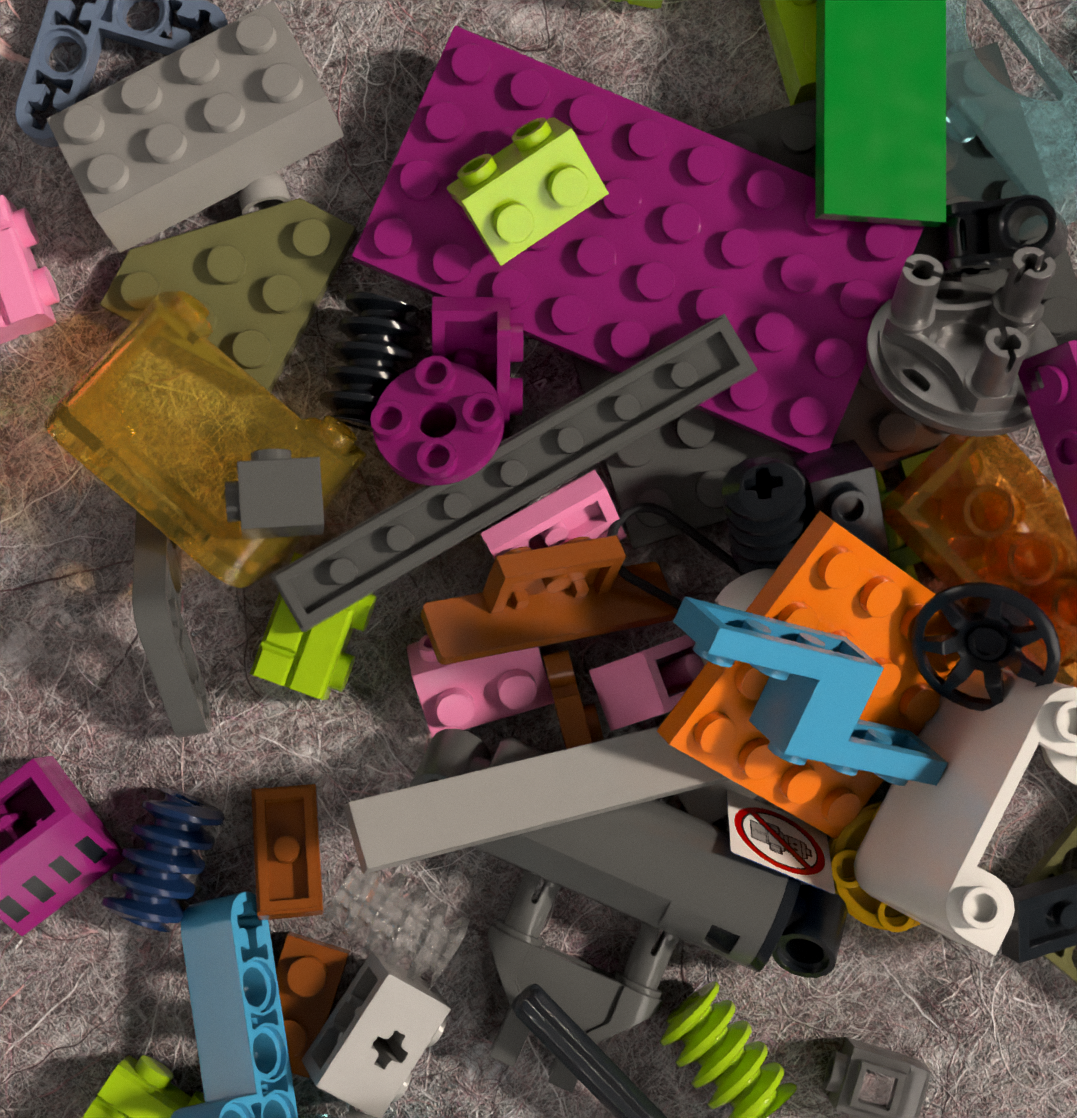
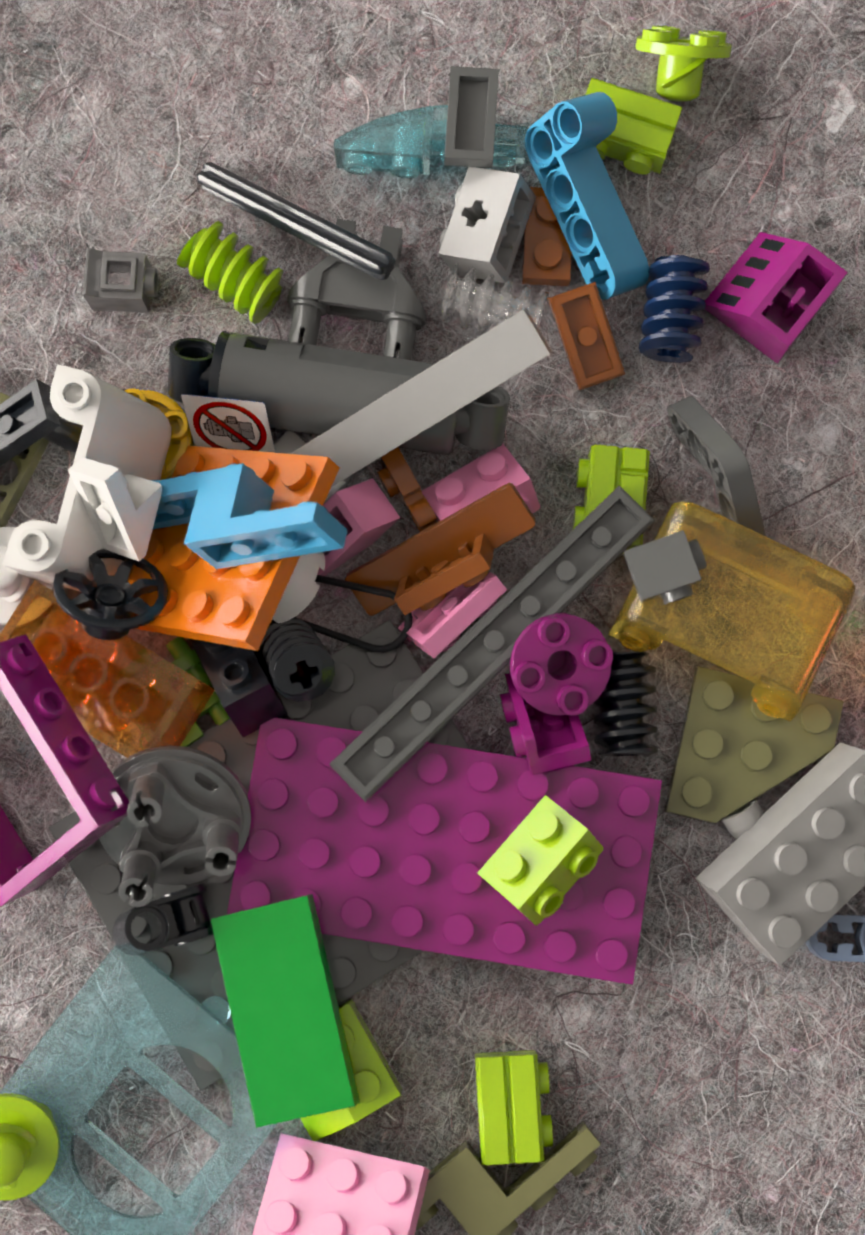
camera: 165 degrees right, 5 degrees down
(951, 751) = (118, 506): none -> white slope

